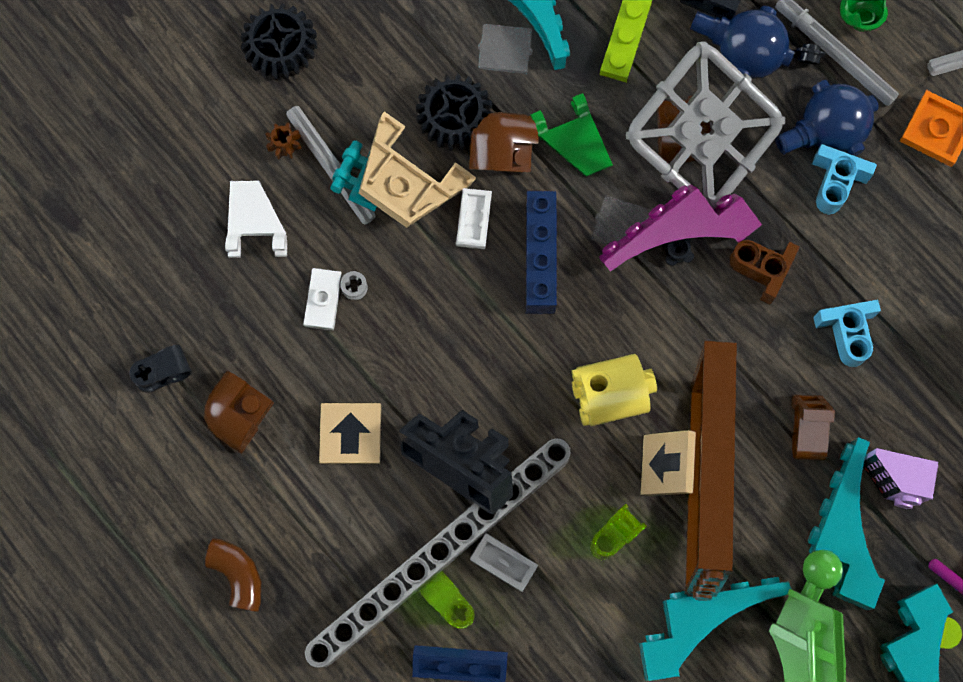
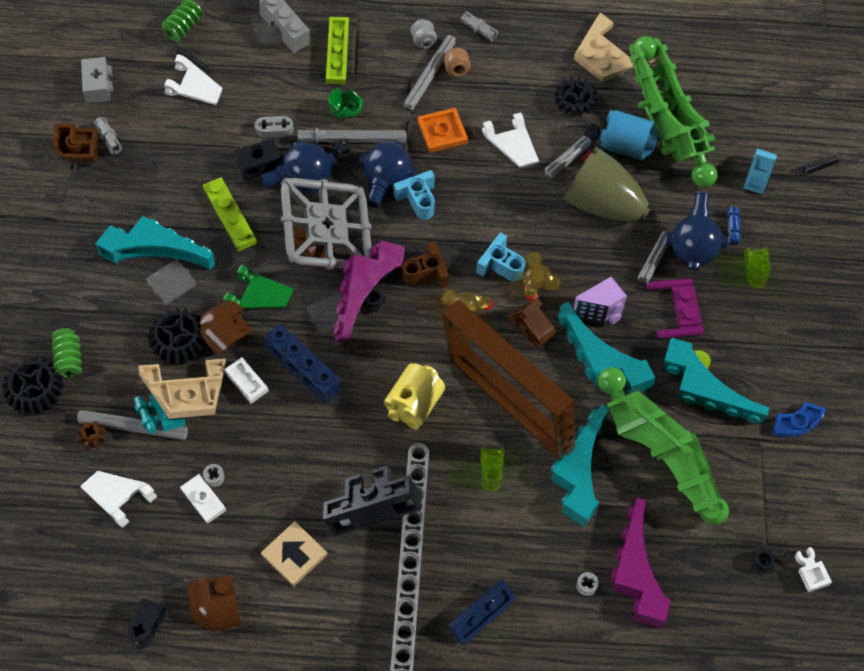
camera: 50 degrees left, 15 degrees down
(335, 35) = (66, 353): none -> bright green piece
(445, 597) = (439, 586): clear neon green piece -> none
(503, 562) = (449, 538): light grey plate -> none
(668, 463) = (481, 405): tan tile -> none
(763, 343) = (469, 298): none -> clear yellow animal
(869, 382) = (537, 276): none -> clear yellow animal

